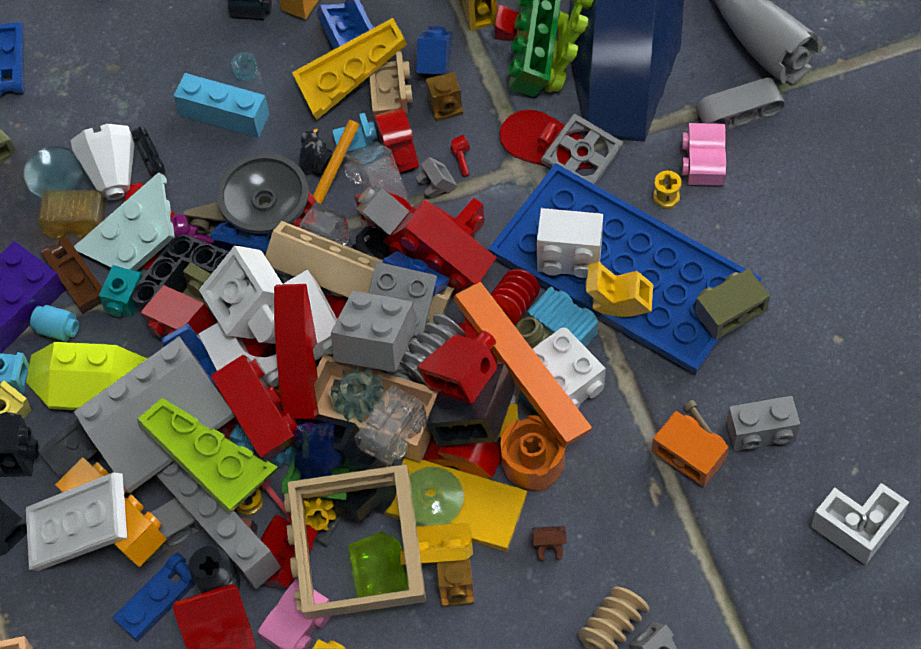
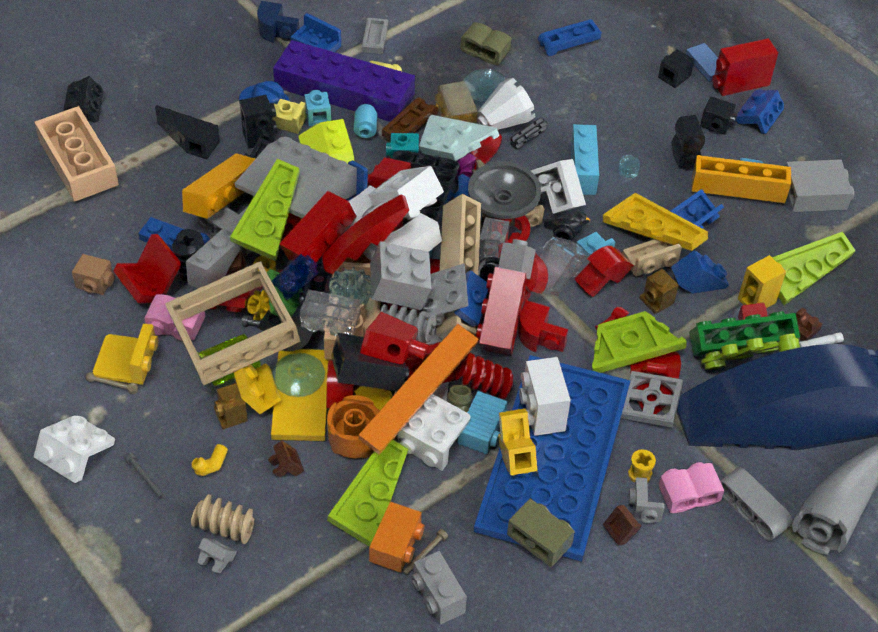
camera: 65 degrees right, 10 degrees down
(76, 522) = (205, 166): white tile -> none
(260, 135) = (561, 185): none -> white brick
(335, 161) = (572, 236): light orange bar -> none
(438, 175) = (583, 307): light grey tile -> none
(502, 146) = (632, 341): none -> lime wing
(525, 622) = (204, 467): none -> yellow arm
(625, 468) = (369, 494): none -> lime wing
(708, 204) = (642, 509): none -> light grey bracket
(733, 231) = (621, 525): none -> copper tile

